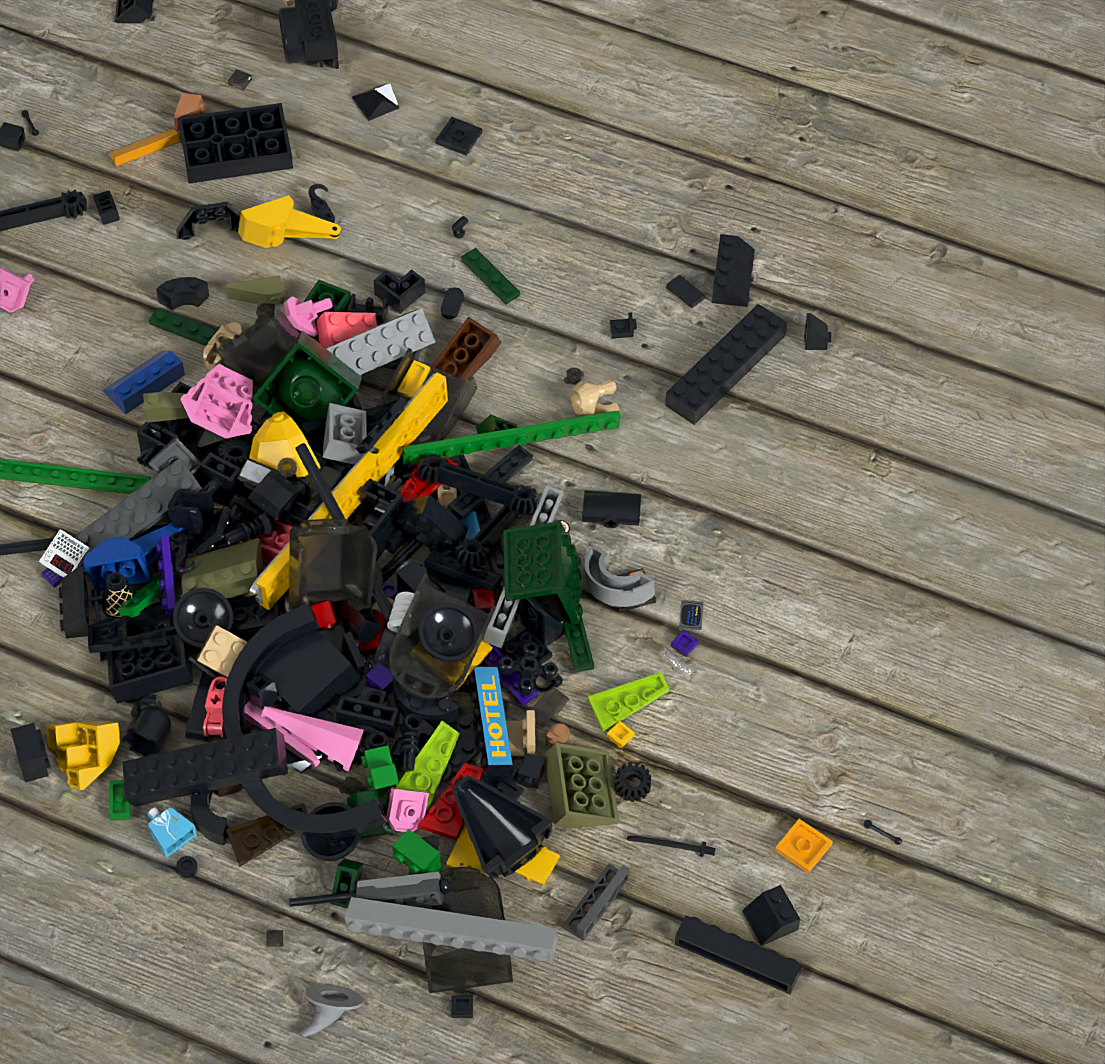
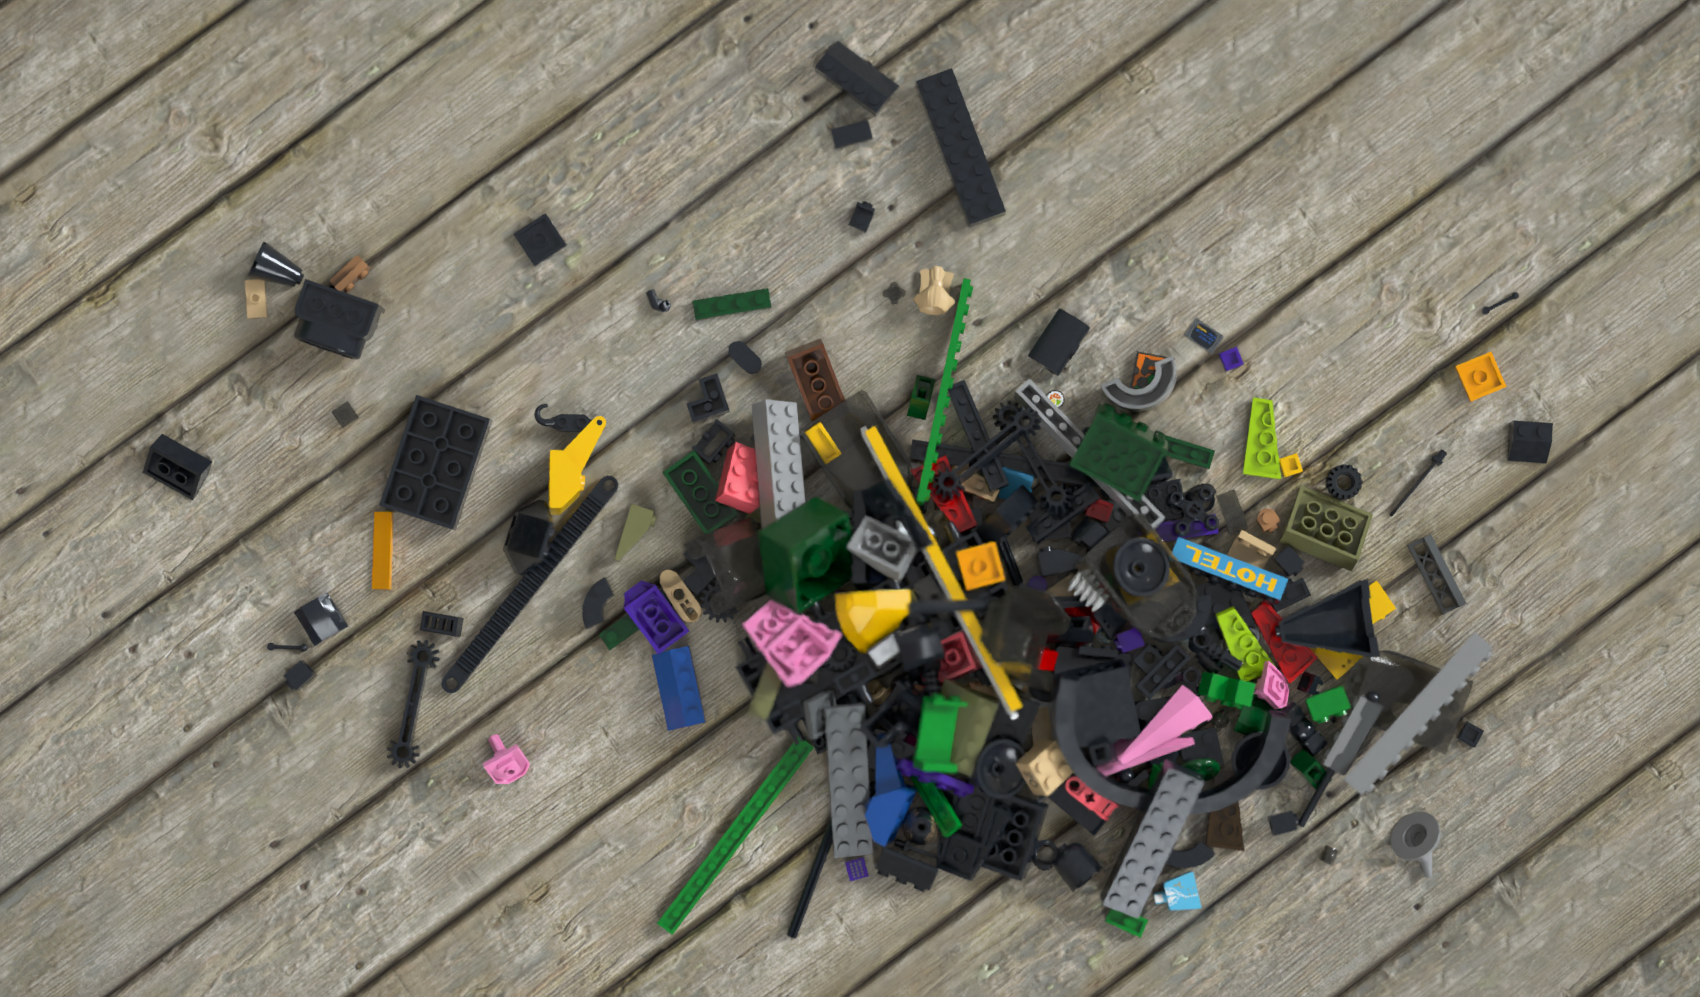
camera: 60 degrees left, 30 degrees up
(30, 752) = (1044, 977): black brick -> none
(64, 554) = (850, 853): tile -> none
(66, 130) = (321, 618): none -> black slope
(83, 749) = (1060, 927): yellow brick -> none
(174, 247) = (529, 585): none -> black gear
(187, 866) = (1219, 894): black tile -> none
(188, 106) = (362, 485): nougat slope -> none
(193, 331) = (653, 615): none -> dark purple slope
(206, 545) = (937, 733): none -> green panel
(283, 883) = (1283, 822): none -> black brick
(287, 473) = (895, 621): clear smoke plate -> none
(290, 784) = (1201, 765): none -> dark green plate
(303, 314) = (708, 512): bright pink piece -> none
(313, 786) = (1205, 746): none -> black plate
(351, 34) = (350, 274): none -> medium nougat bracket
(373, 507) = (980, 566): none -> light orange plate
(376, 101) = (449, 296): black slope -> none
(381, 854) = (1304, 730): none -> black piece
(677, 663) = (1250, 377): clear pin -> none
(738, 954) = (1548, 489): black brick -> none
(816, 333) = (974, 47): black slope -> none

